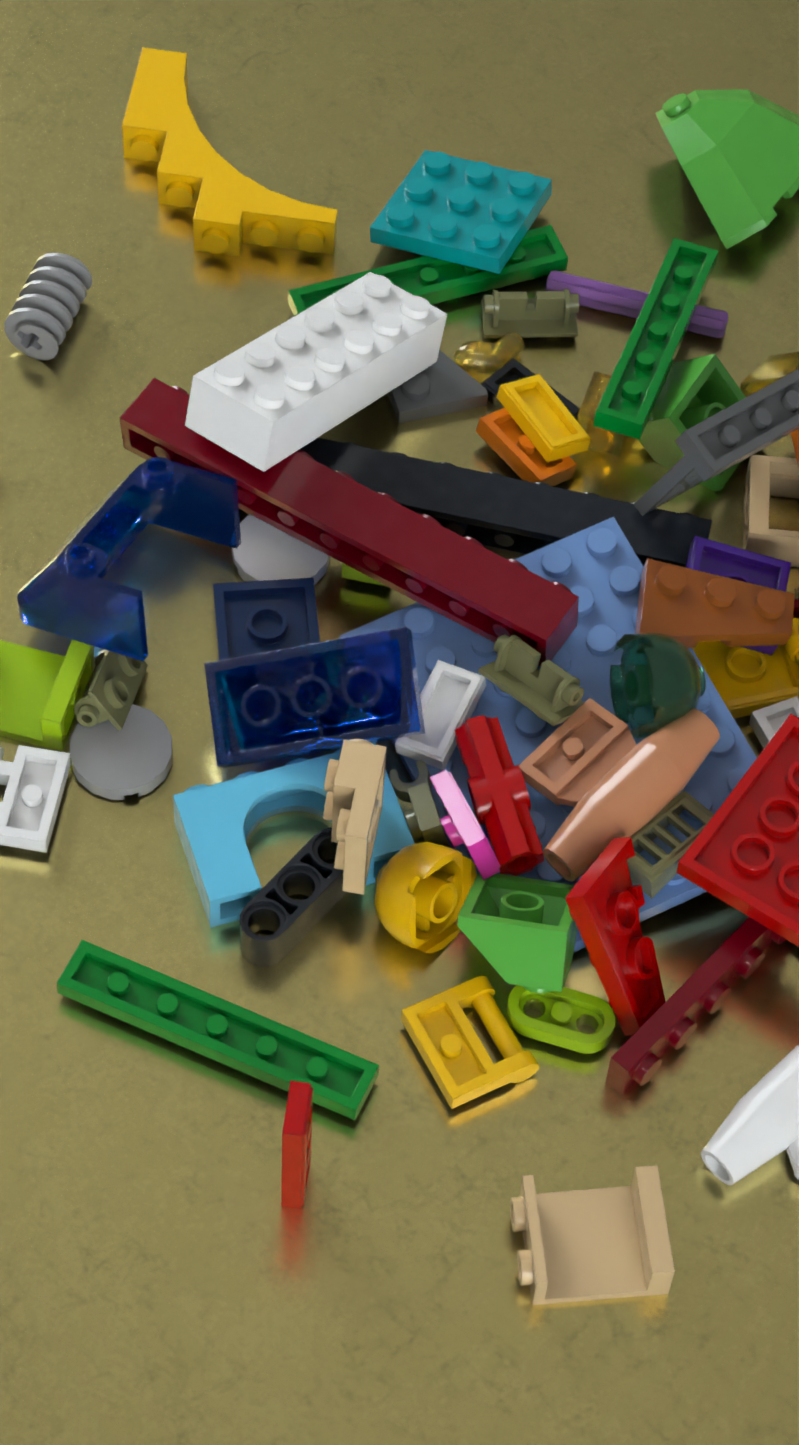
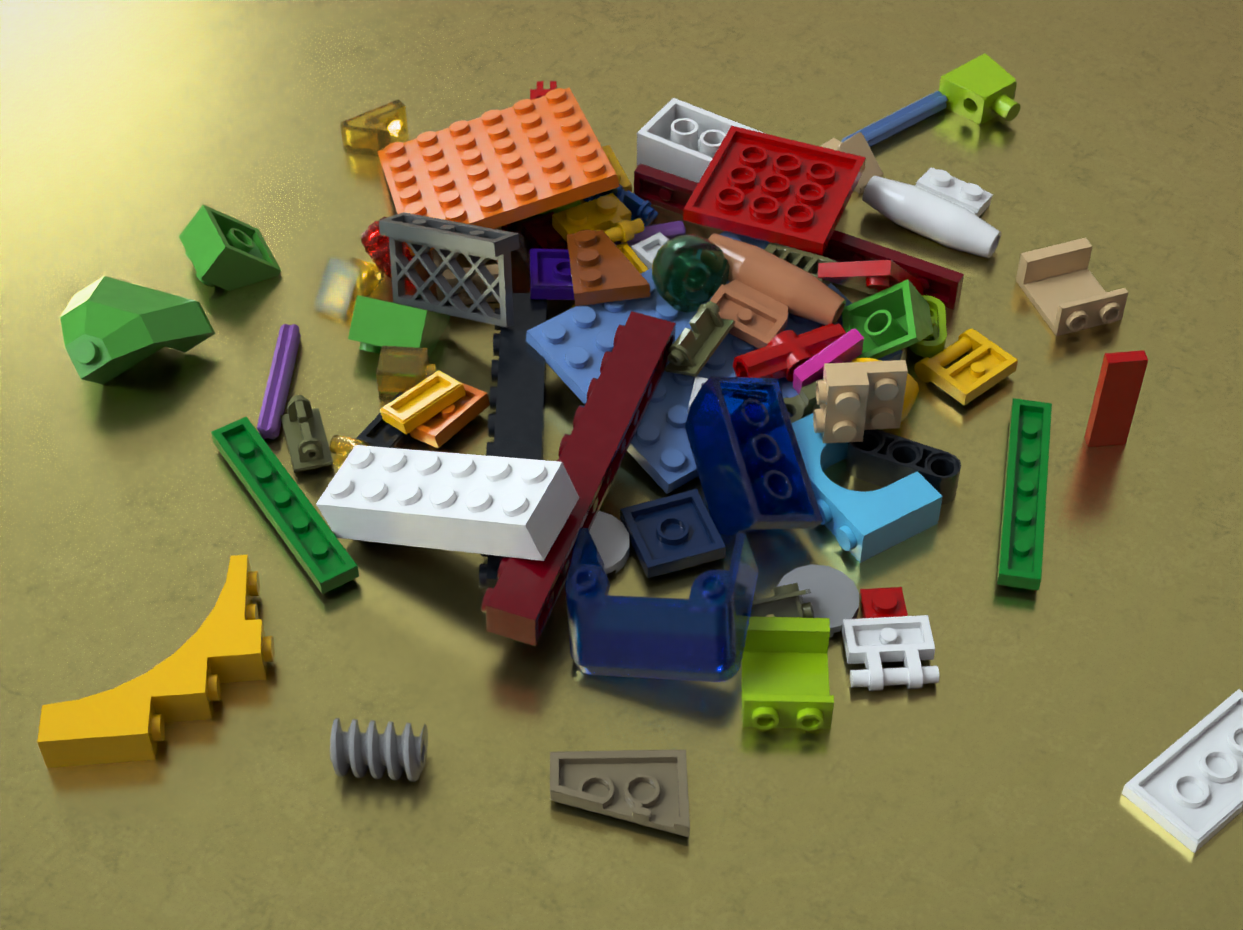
camera: 100 degrees left, 10 degrees down
(85, 816) = (882, 602): none -> red plate
(461, 211) = (205, 489): teal plate -> none
(655, 339) = (338, 336): green plate -> none

